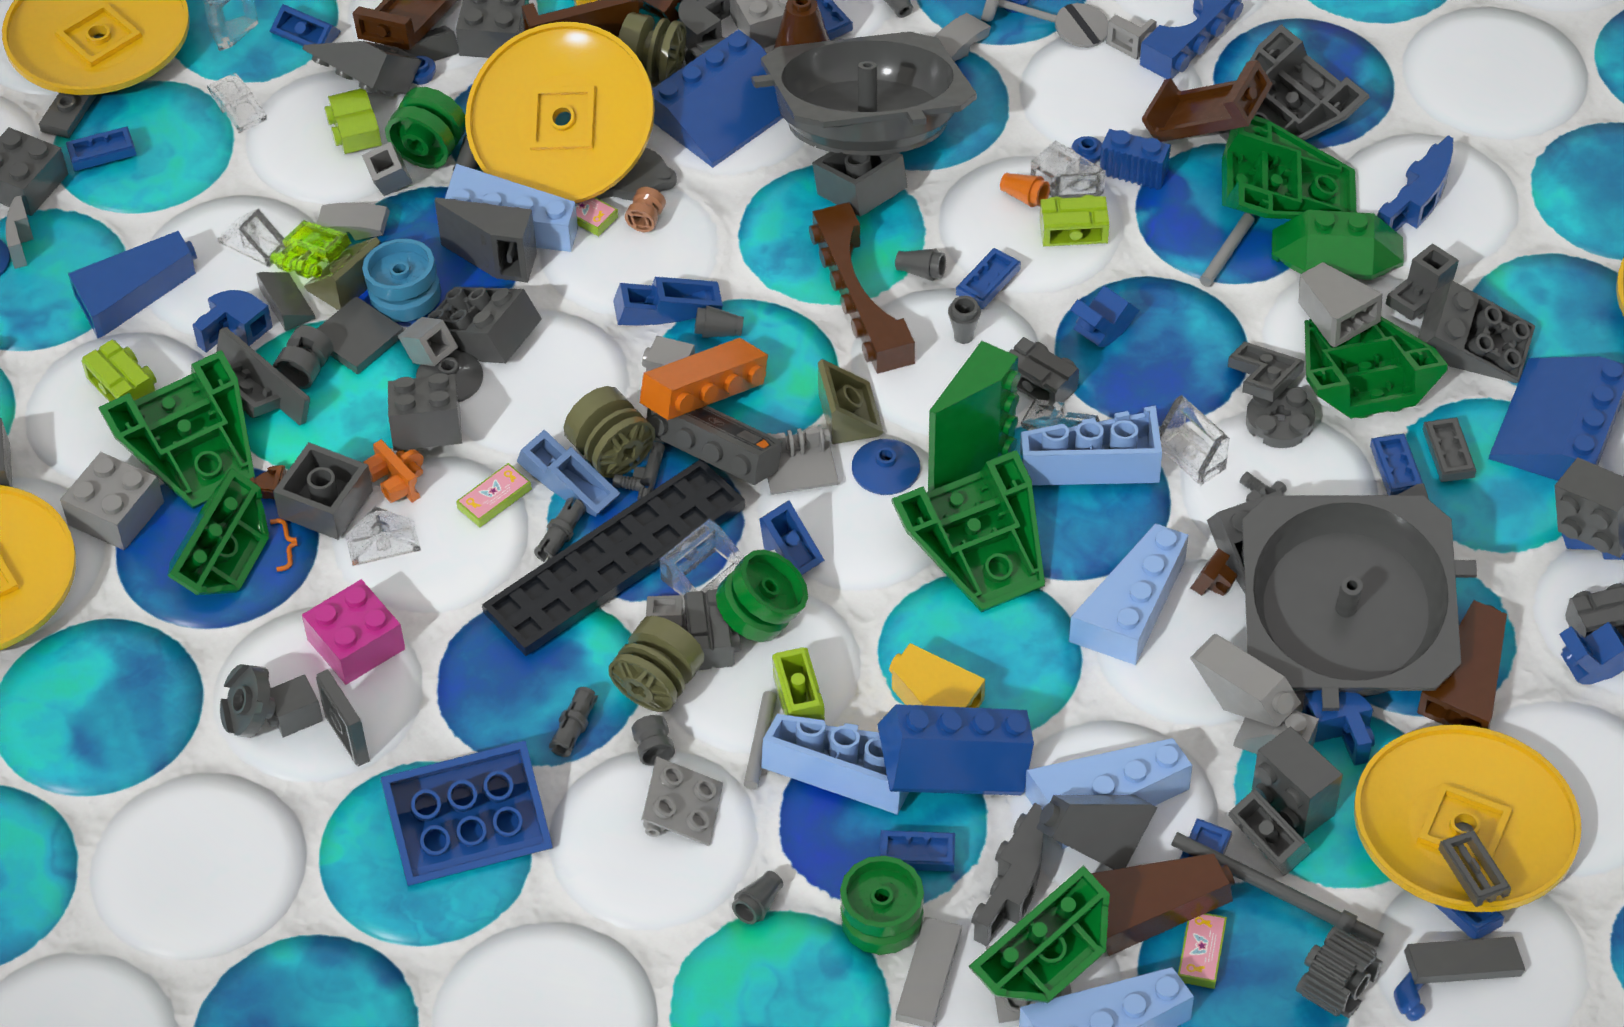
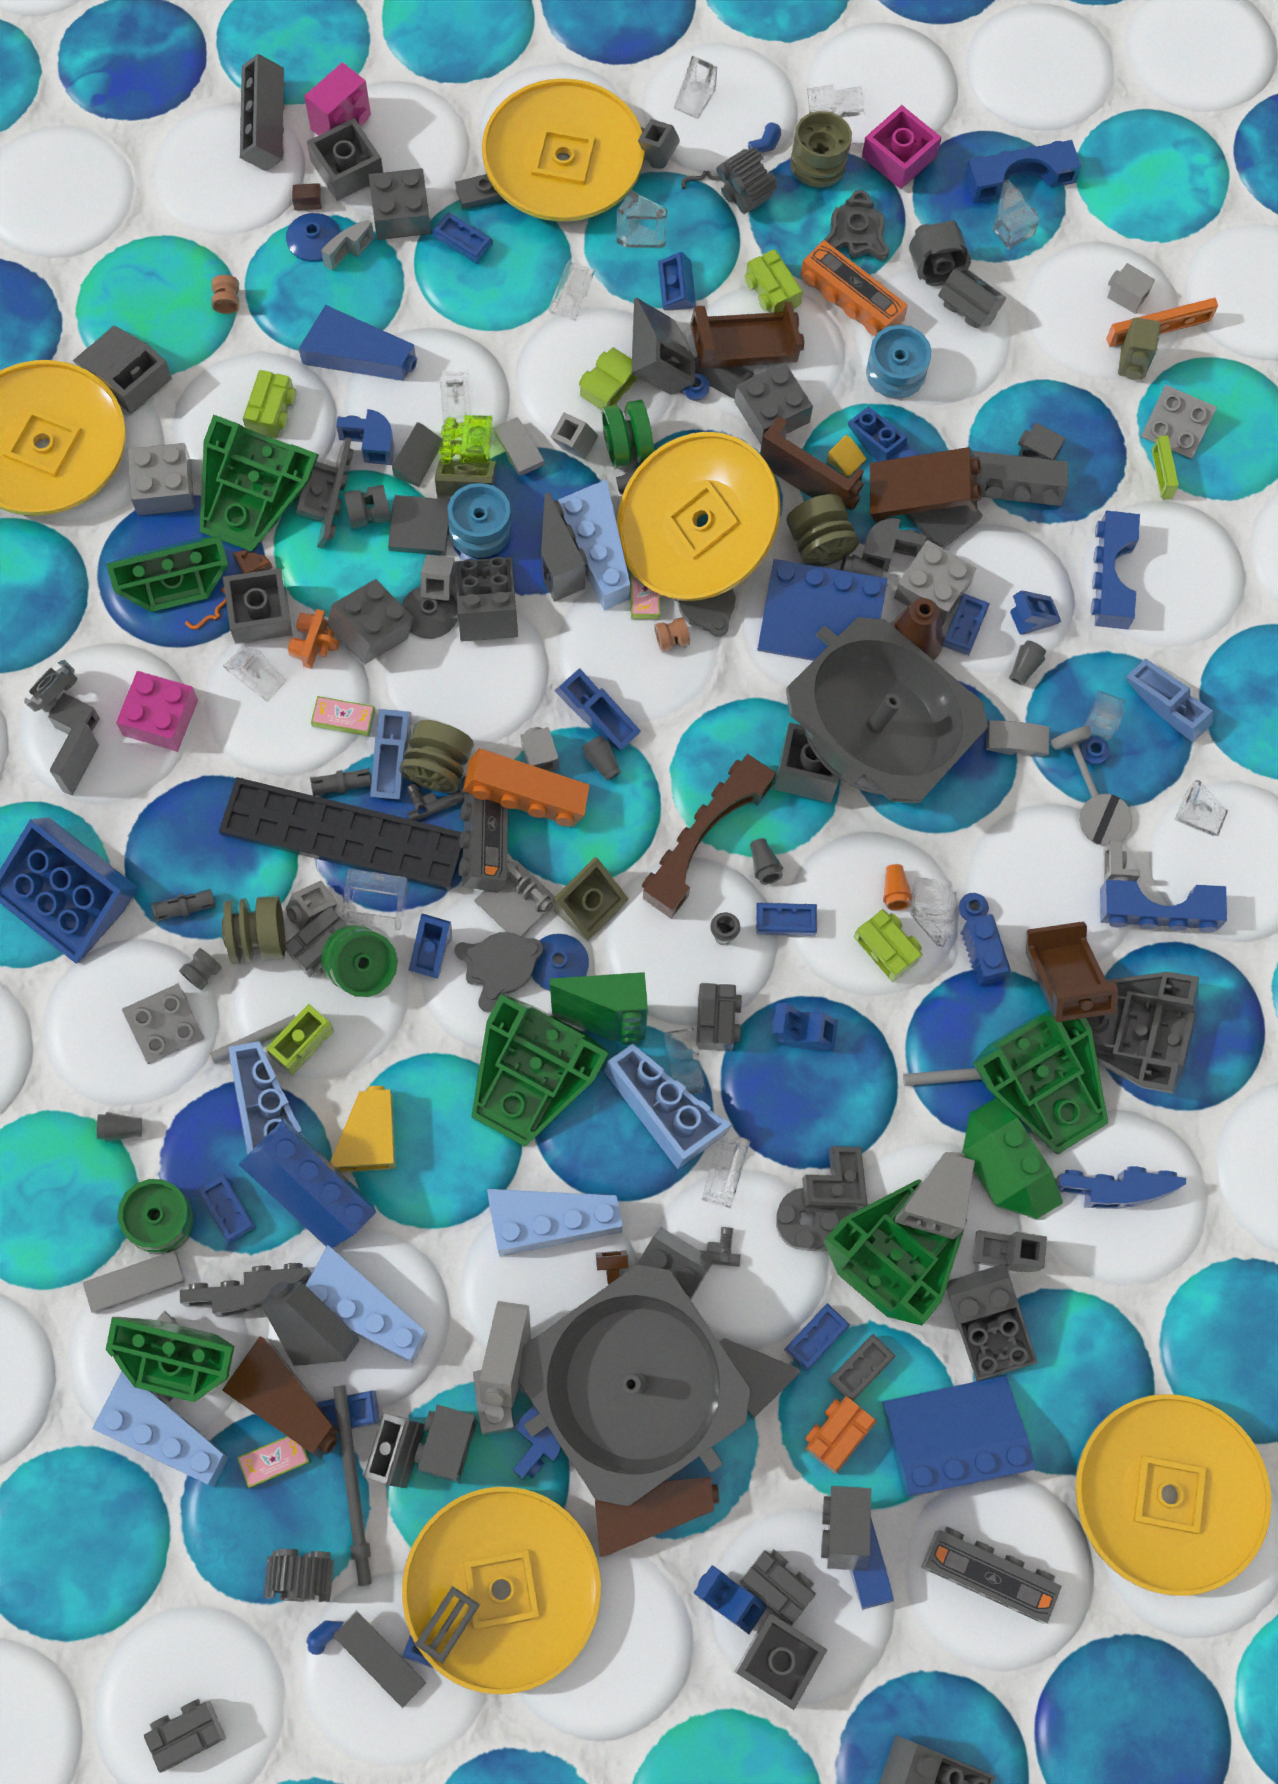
camera: 50 degrees right, 20 degrees up
(851, 504) = (500, 964): none -> dark grey tile
(1499, 495) = (839, 1434): none -> orange brick

